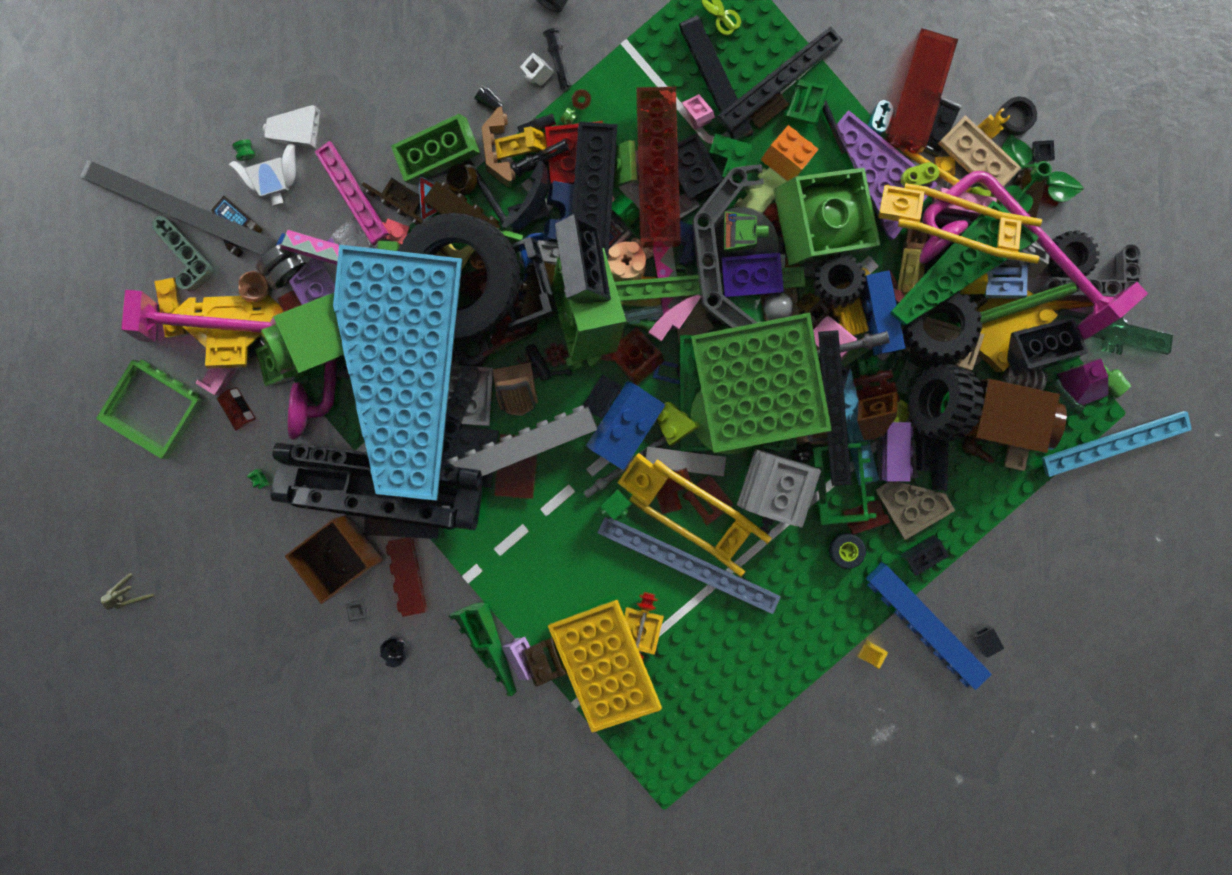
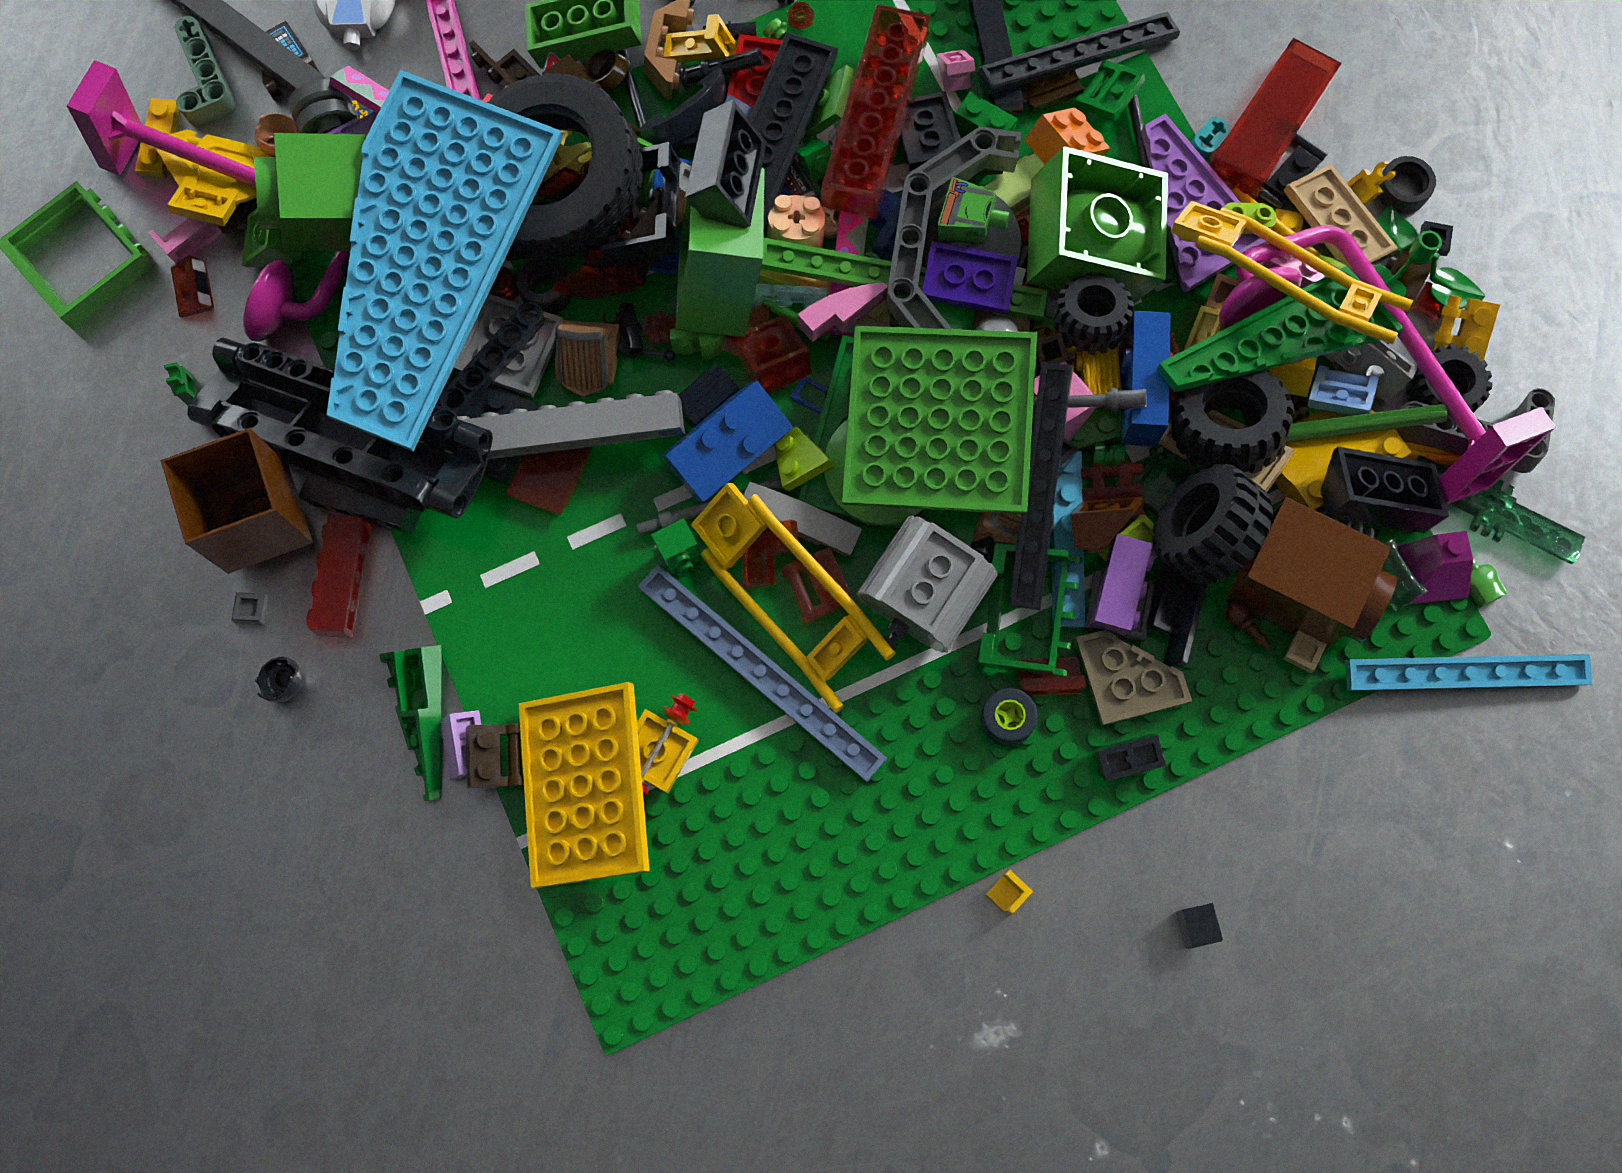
camera: 15 degrees right, 15 degrees down
(932, 630) = (1109, 874): blue brick -> none
(1080, 213) = (1475, 326): none -> yellow plate

